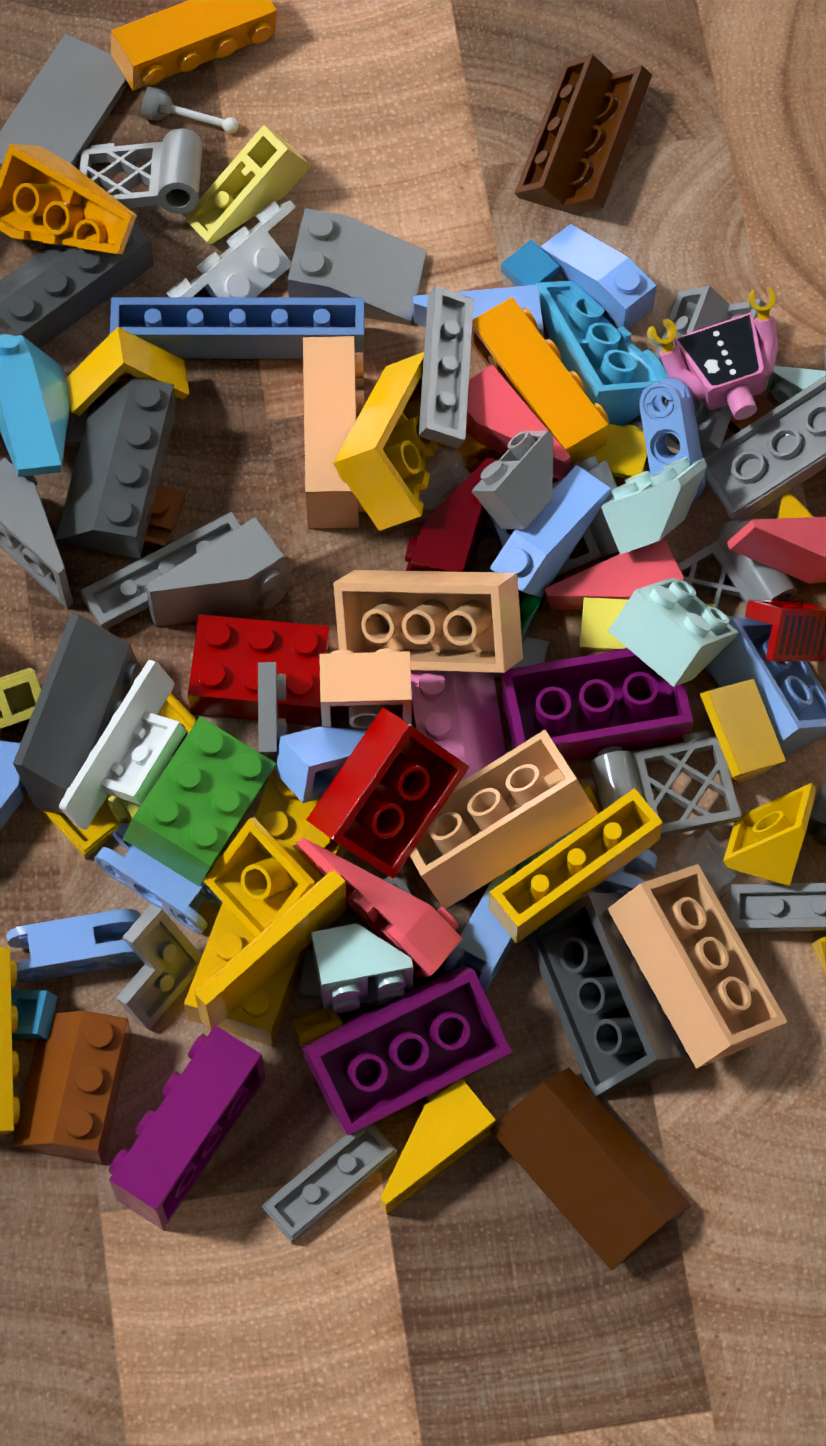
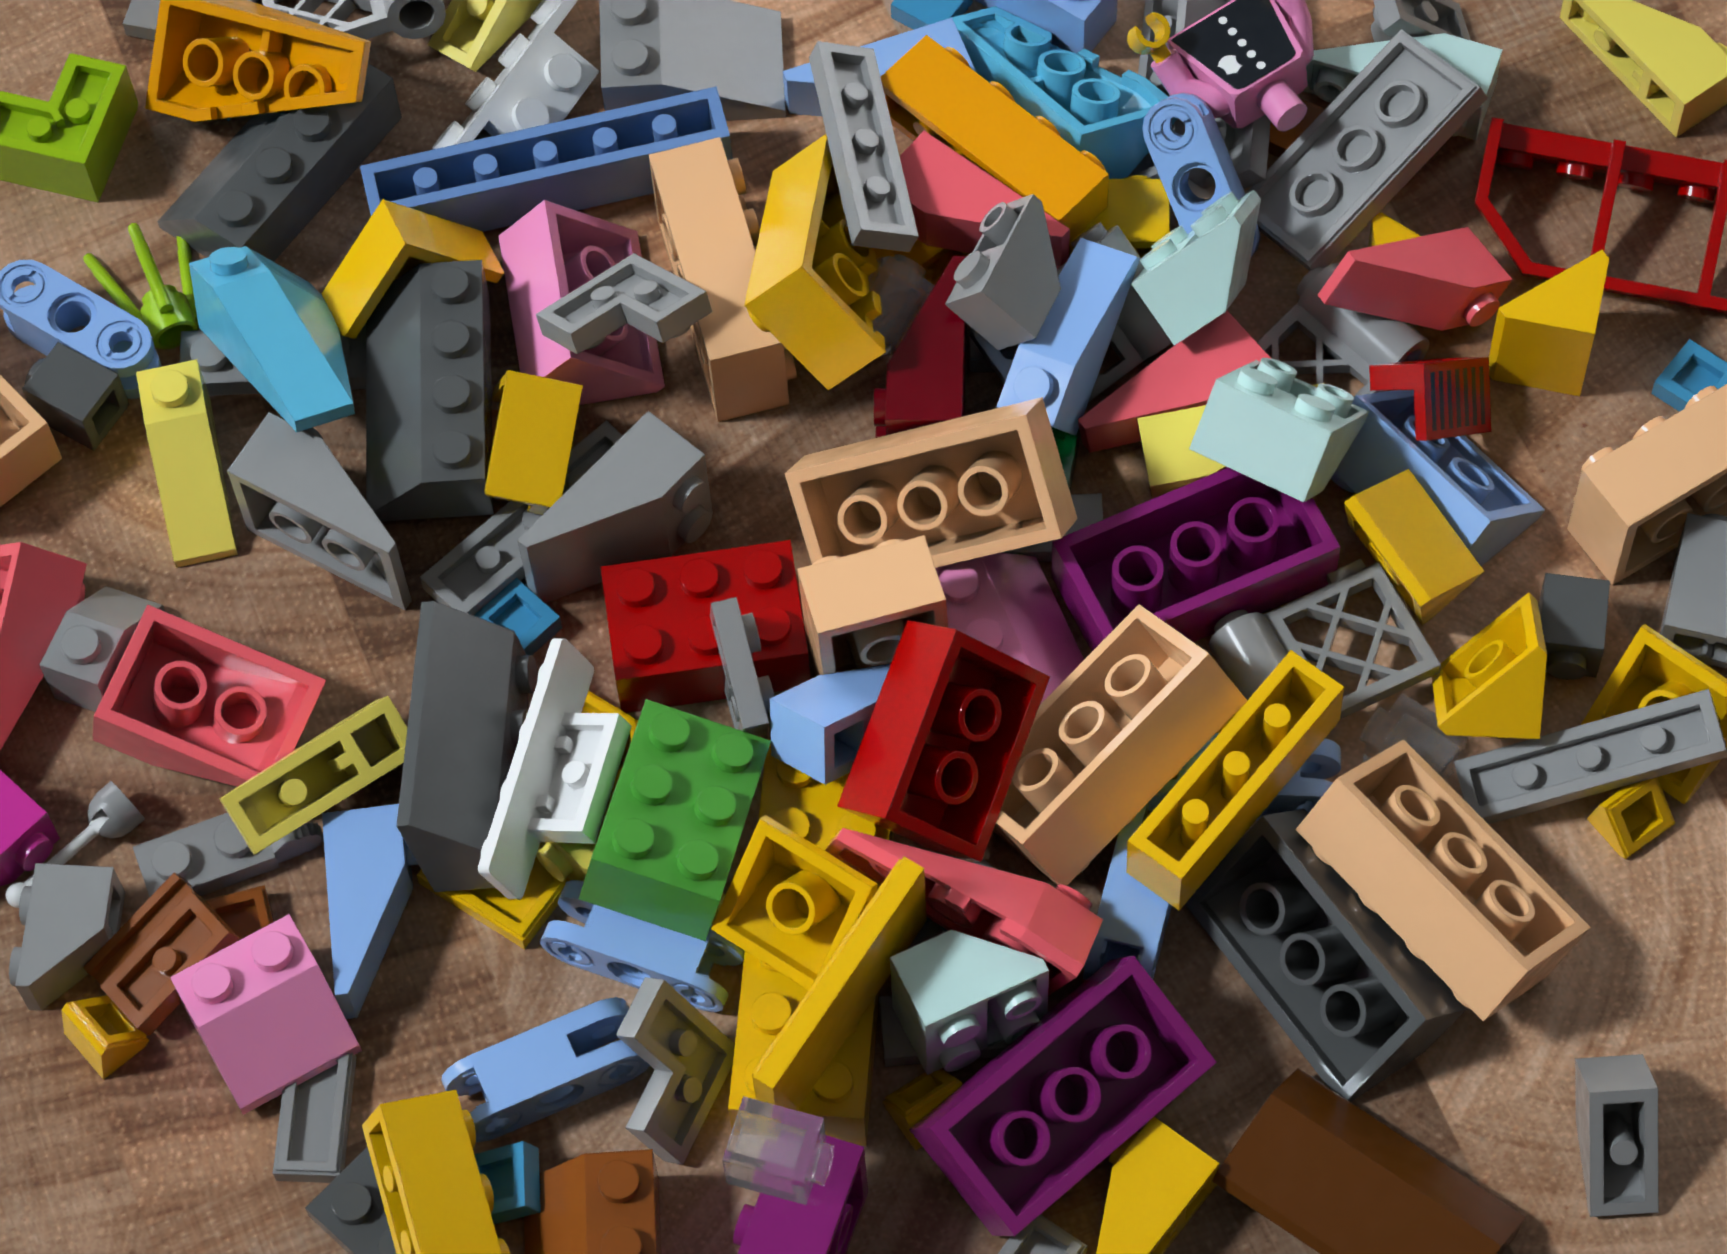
camera: 10 degrees left, 5 degrees down
(140, 632) = (524, 613): none -> dark azure tile
(173, 518) = (532, 439): none -> yellow panel
(202, 1044) = (777, 1151): none -> clear brick
(235, 428) = (546, 259): none -> bright pink slope
(261, 431) = (626, 293): none -> light grey plate
(767, 1165) = (1617, 1134): none -> light grey slope

